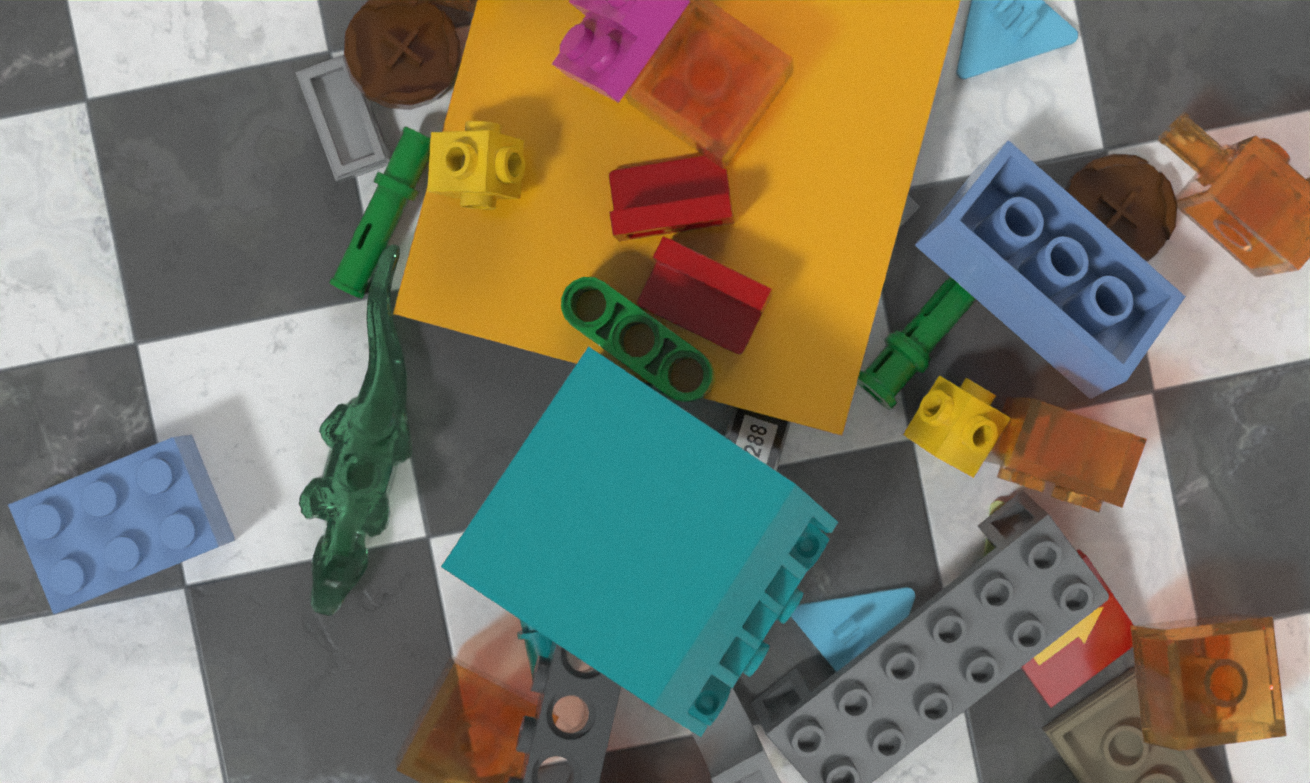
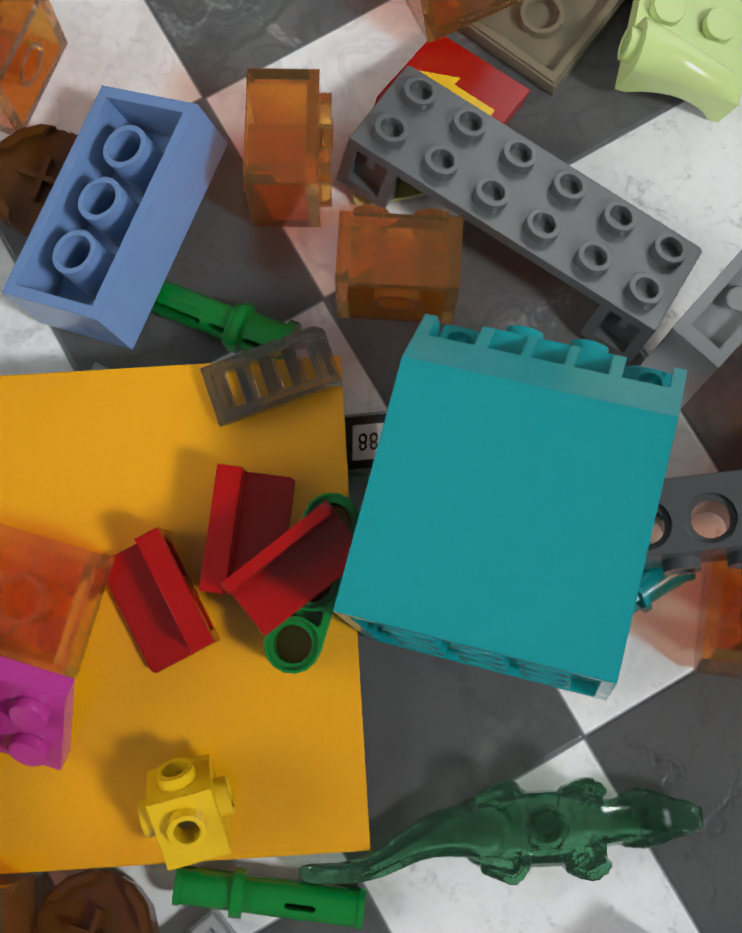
camera: 110 degrees left, 10 degrees down
(650, 326) = (292, 569): none -> red panel
(841, 415) = (321, 358): none -> clear smoke slope
(851, 624) = (517, 287): medium azure piece -> none
(912, 519) = (398, 264): none -> clear orange brick
(957, 424) = (292, 255): yellow brick -> none

